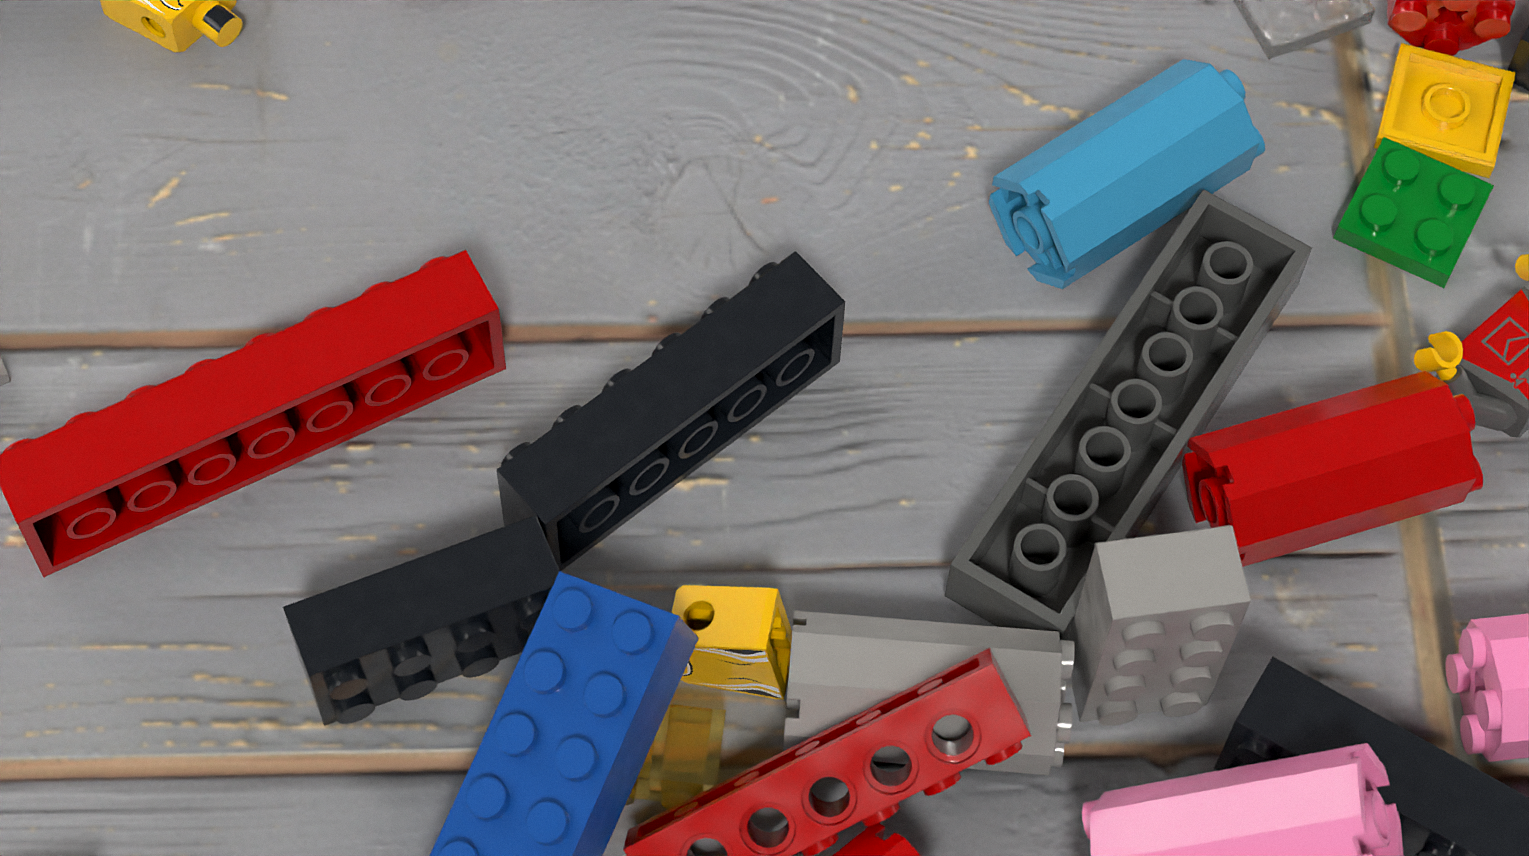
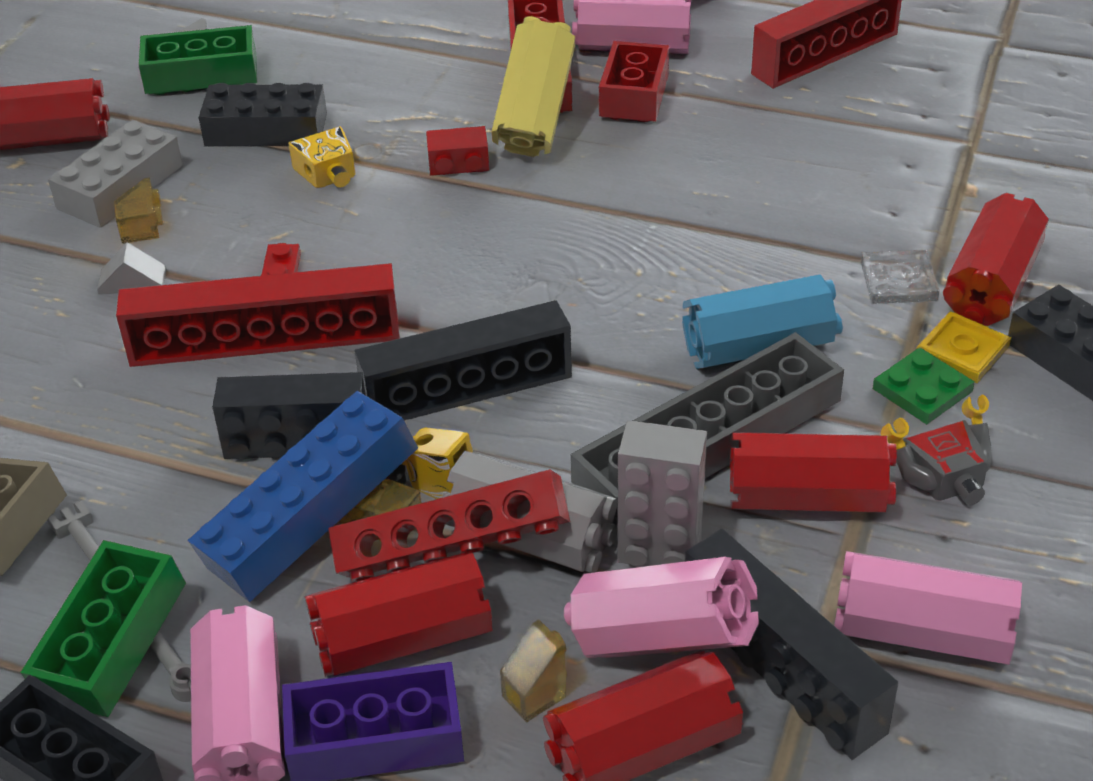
camera: 25 degrees right, 20 degrees down
(213, 273) = (281, 259): none -> red plate

